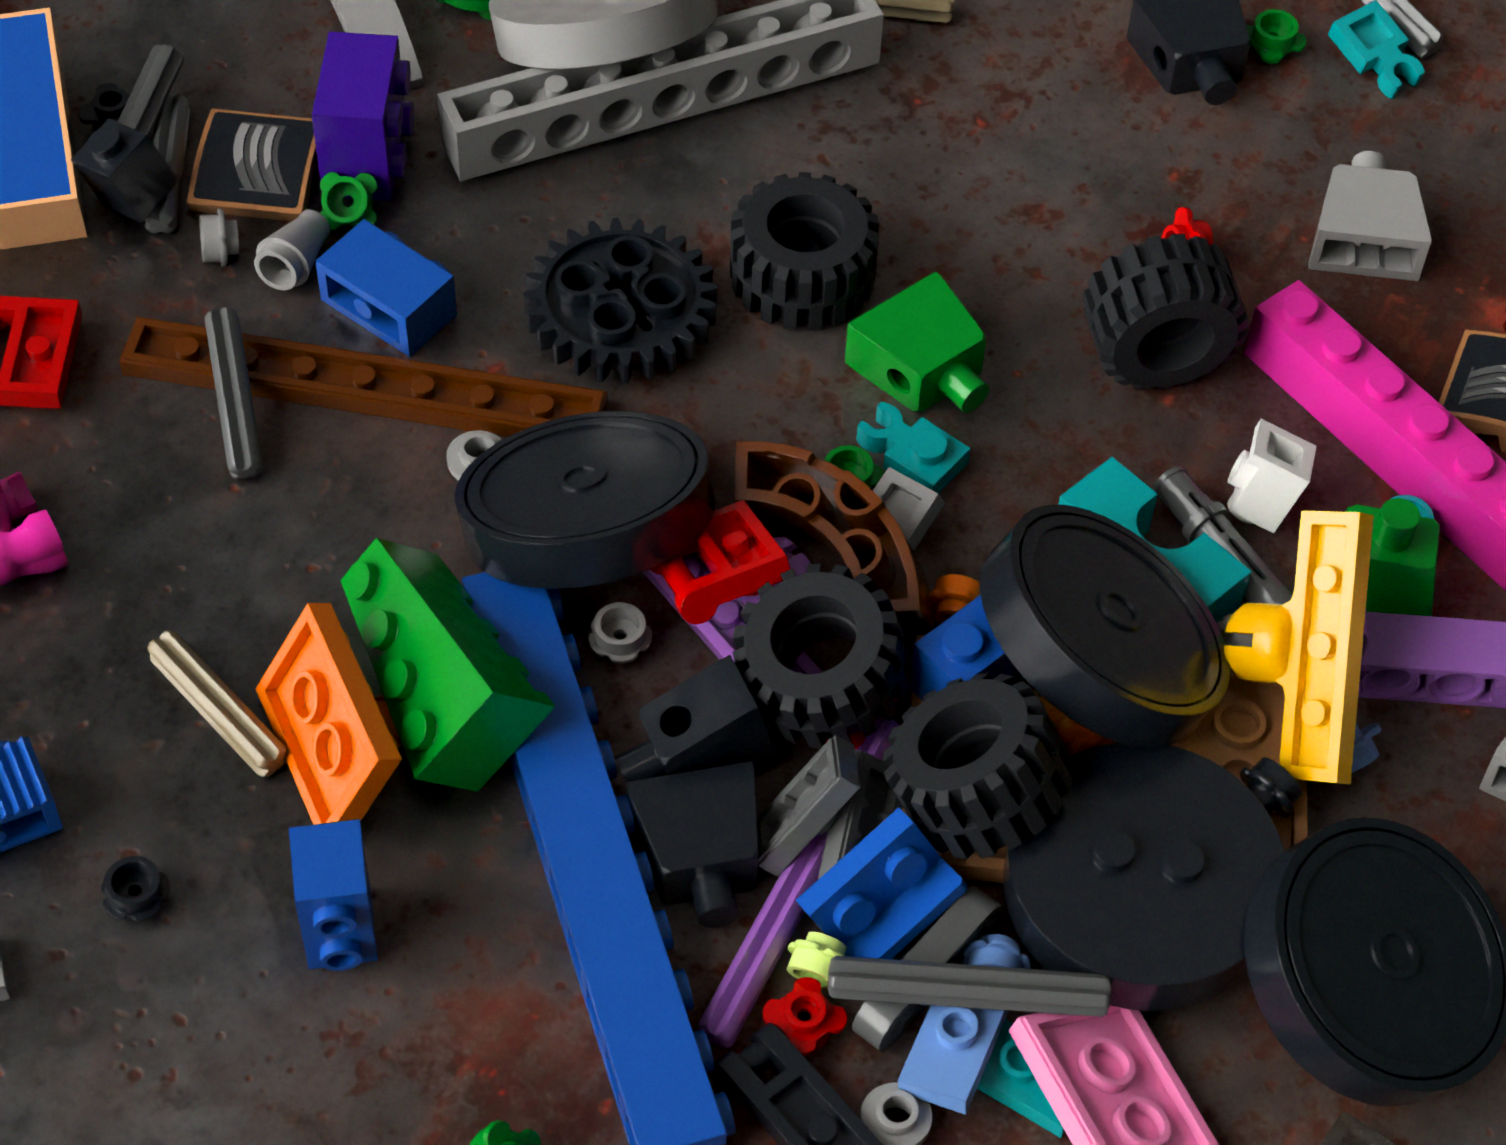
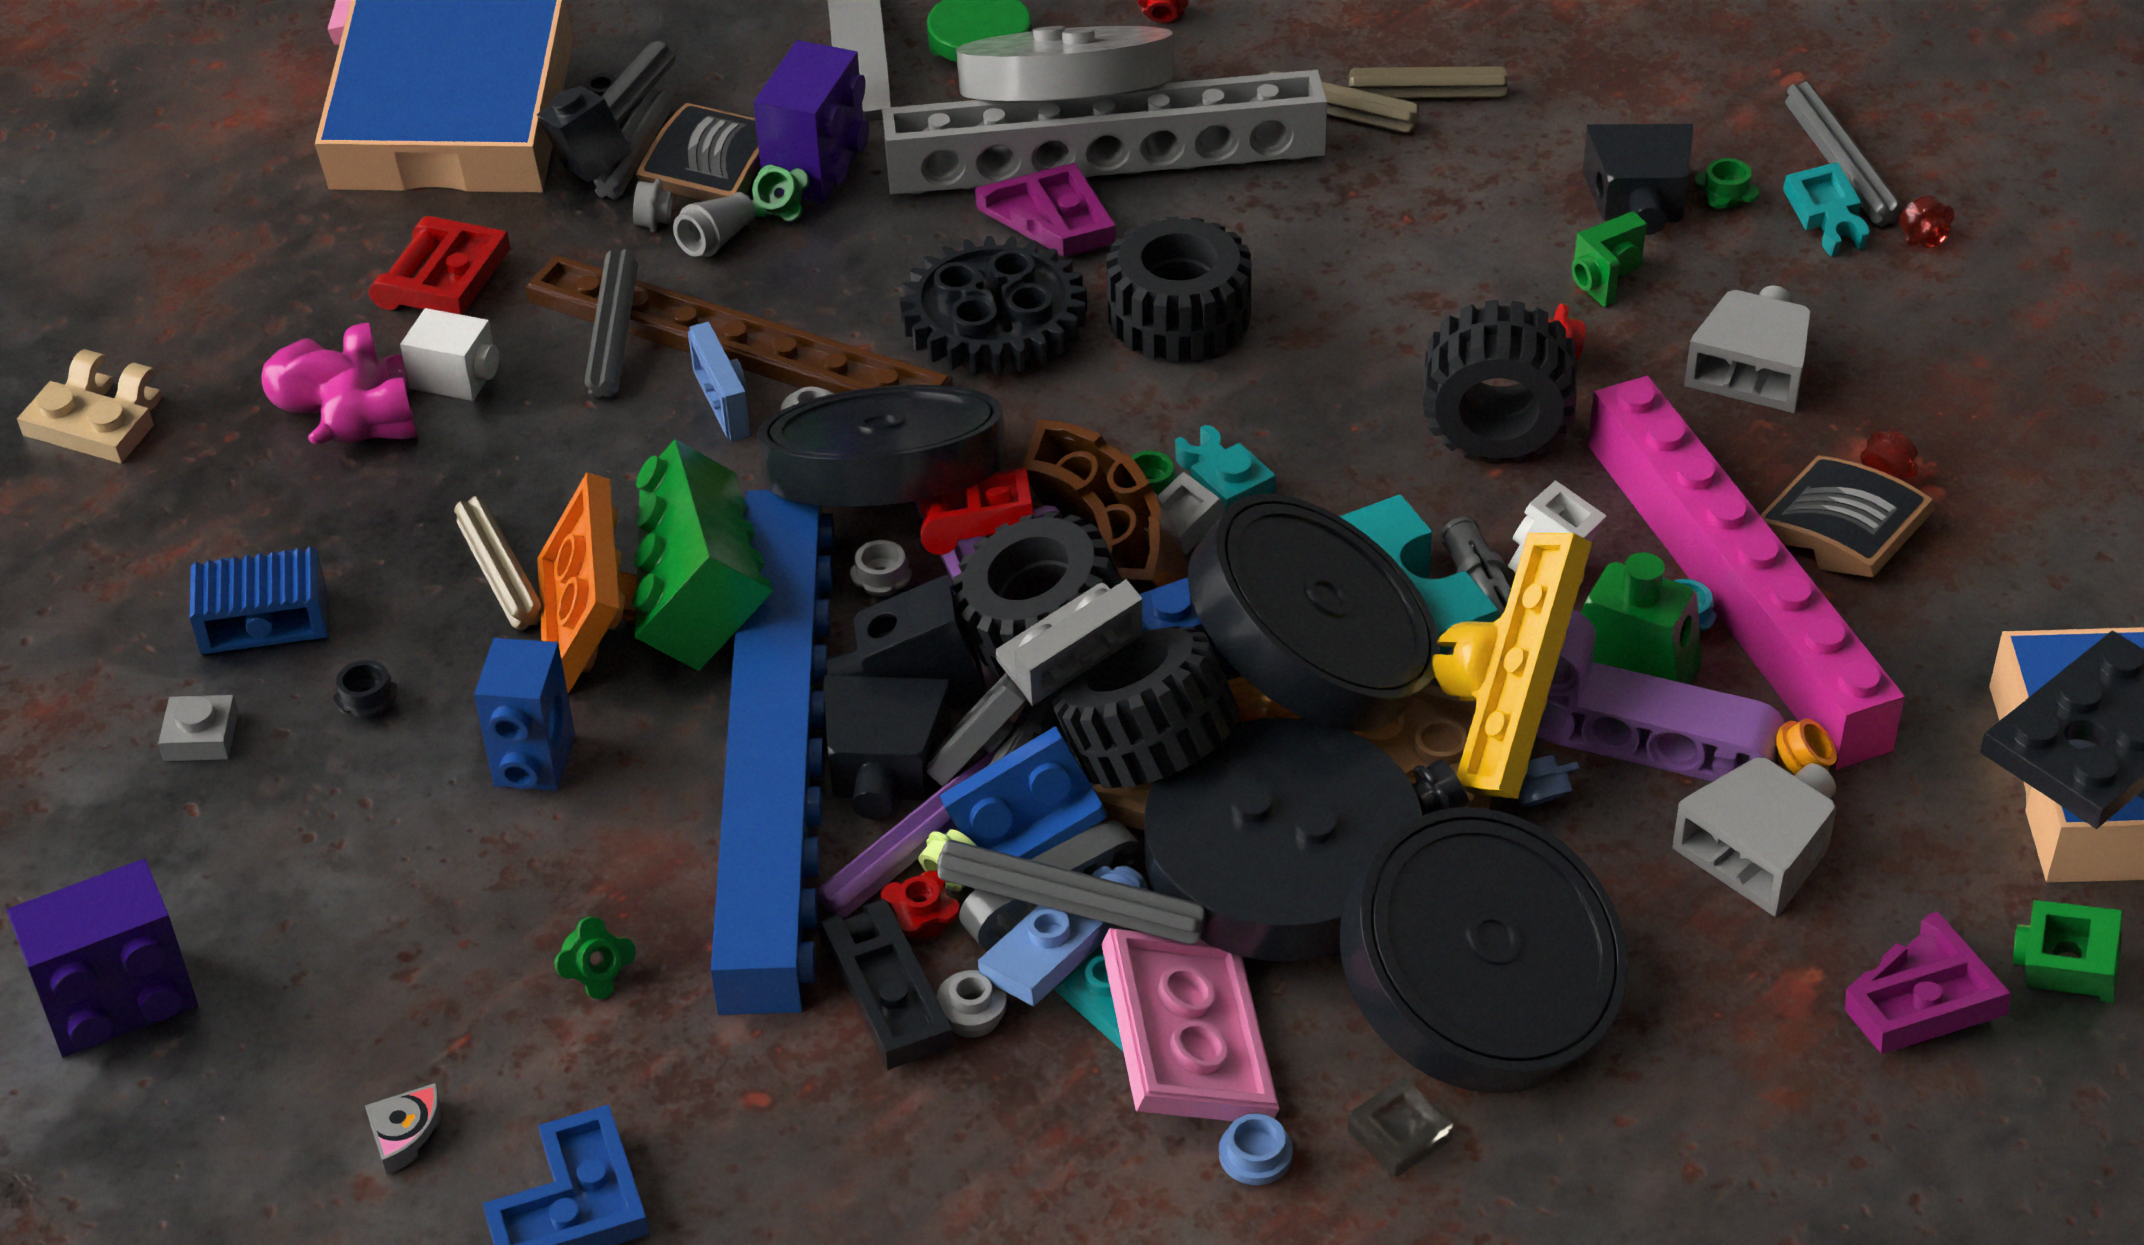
camera: 20 degrees right, 10 degrees down
(73, 461) = (449, 354): none -> white brick
(373, 442) = (720, 381): none -> medium blue plate
(387, 287) = (784, 263): blue brick -> none
(636, 174) = (1050, 208): none -> magenta wing
(890, 712) = (1072, 639): none -> light grey bracket
(921, 348) = (1259, 384): green torso -> none
(1195, 141) = (1606, 254): none -> green bracket
(1471, 50) = (1926, 221): none -> clear red plate

